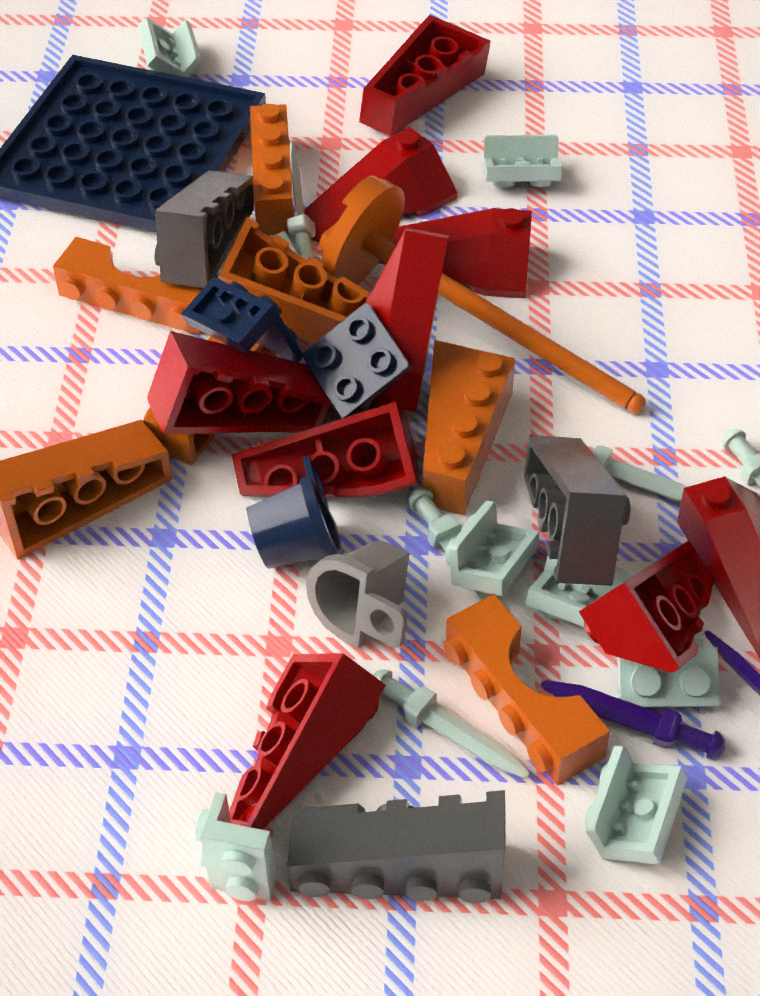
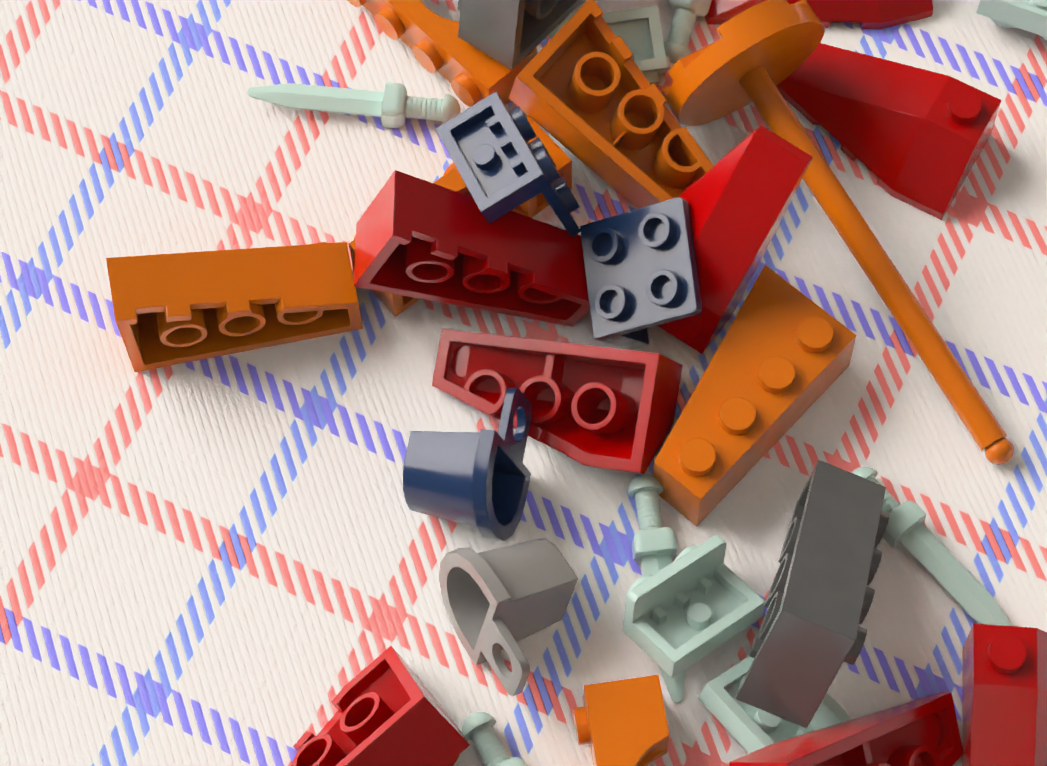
camera: 25 degrees right, 15 degrees up
(130, 344) = (391, 105): none -> light aqua sword

